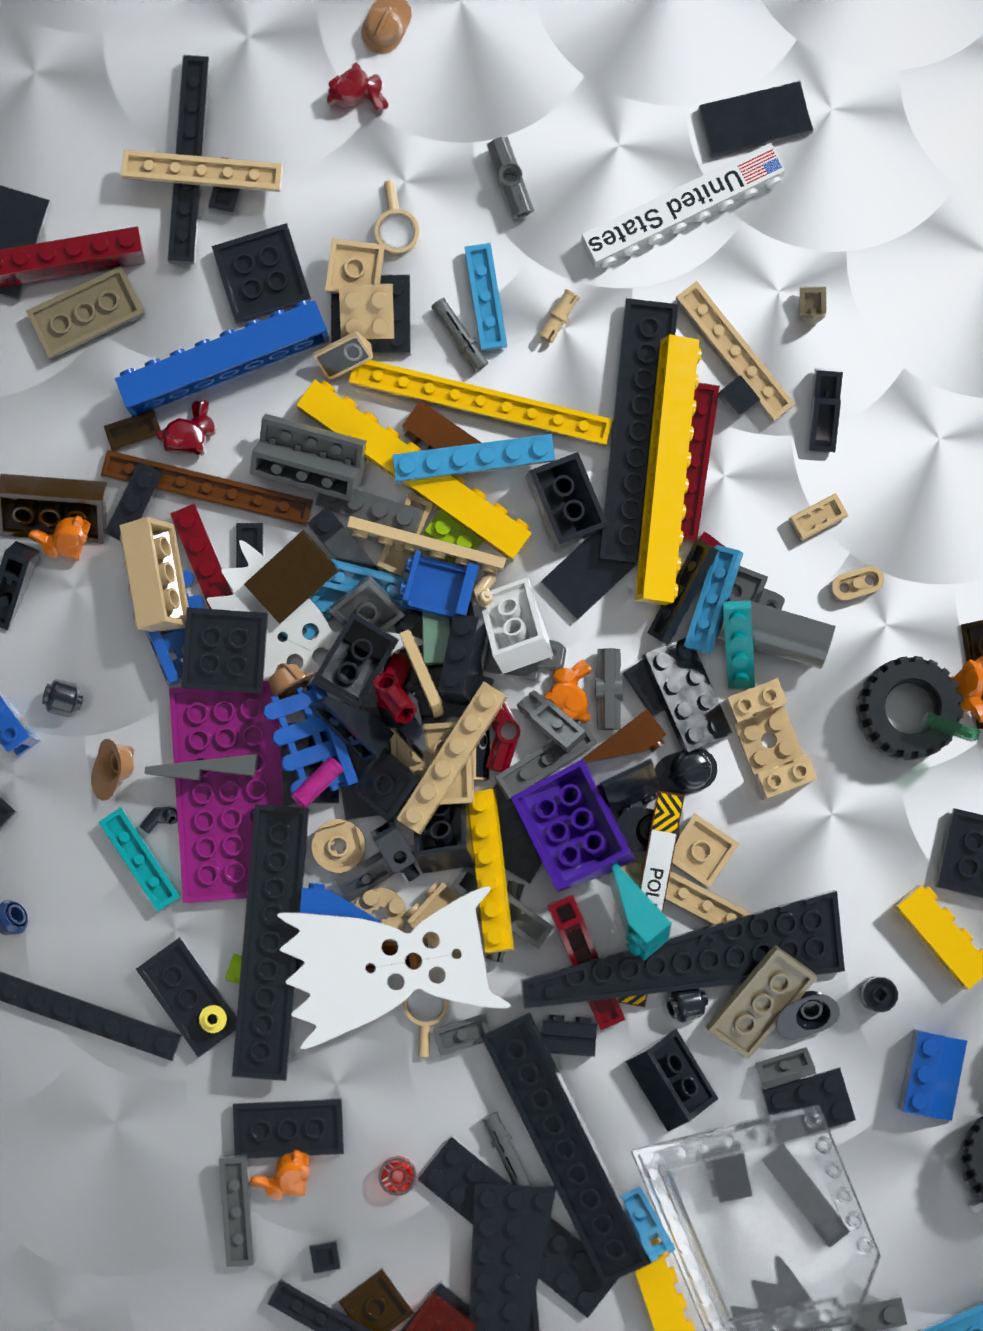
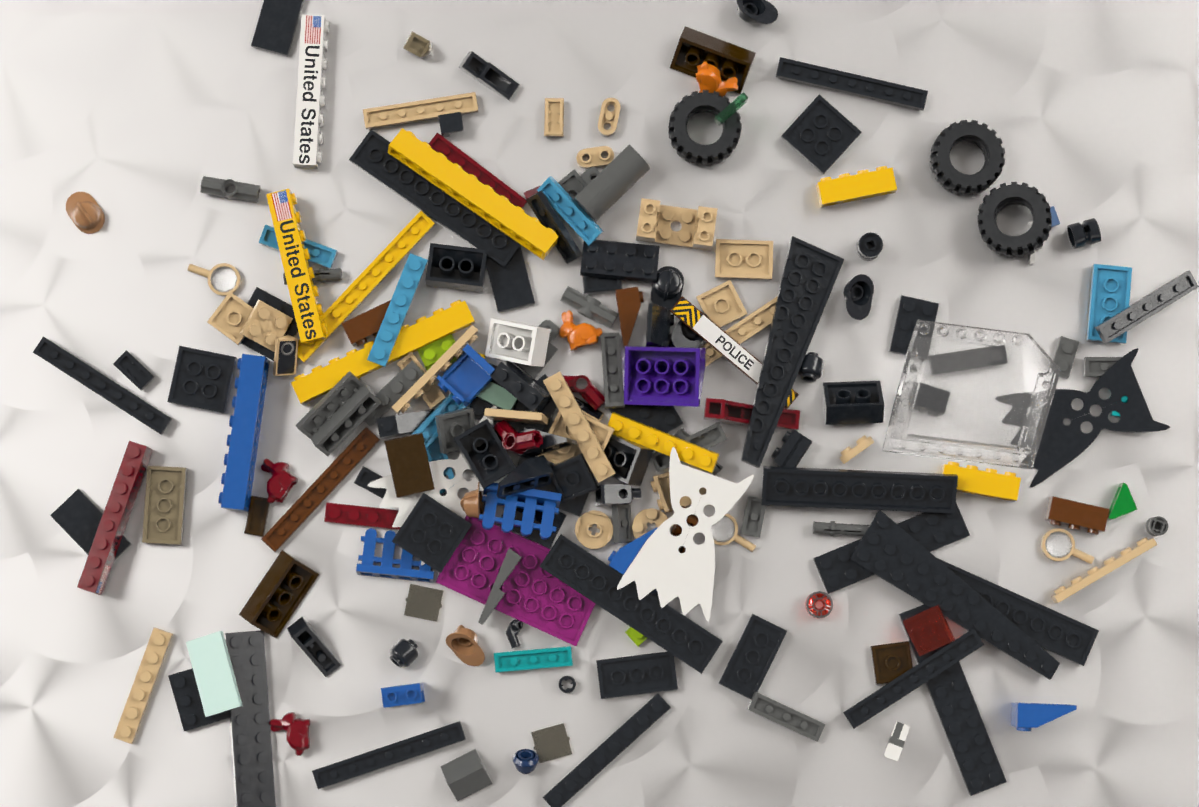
camera: 60 degrees left, 0 degrees up
(50, 938) = (551, 743): none -> clear smoke piece
(66, 540) = (304, 594): orange animal -> none
(126, 923) = (568, 690): none -> black bush
(135, 498) = (304, 540): black plate -> none
(137, 688) = (423, 602): none -> clear smoke piece
(154, 574) = (359, 551): tan slope -> none
(201, 170) = (116, 380): tan plate -> none
(221, 1015) = (654, 661): light yellow plate -> none
(288, 1178) = (783, 672): orange animal -> none
(325, 1256) = (844, 677): black plate -> none
(331, 769) = (548, 525): dark pink piece -> none
(355, 86) = (115, 254): dark red animal -> none
(459, 307) = (296, 266): none -> yellow brick
(482, 590) = (483, 351): tan arm -> none
(552, 721) = (590, 352): dark grey hinge -> none
(559, 315) = (336, 207): tan pin -> none
(606, 1111) = (849, 453): none -> tan plate
(640, 918) = (744, 365): teal slope -> none
(647, 1224) = (933, 465): dark azure plate -> none
(739, 644) = (607, 210): teal plate -> none
(755, 1005) = (835, 324): dark tan plate -> none
(774, 846) = (744, 259): none -> tan plate
(785, 1068) = (883, 328): dark grey plate -> none
(796, 595) = (595, 158): none -> tan plate
(932, 1075) = (937, 241): blue slope -> none

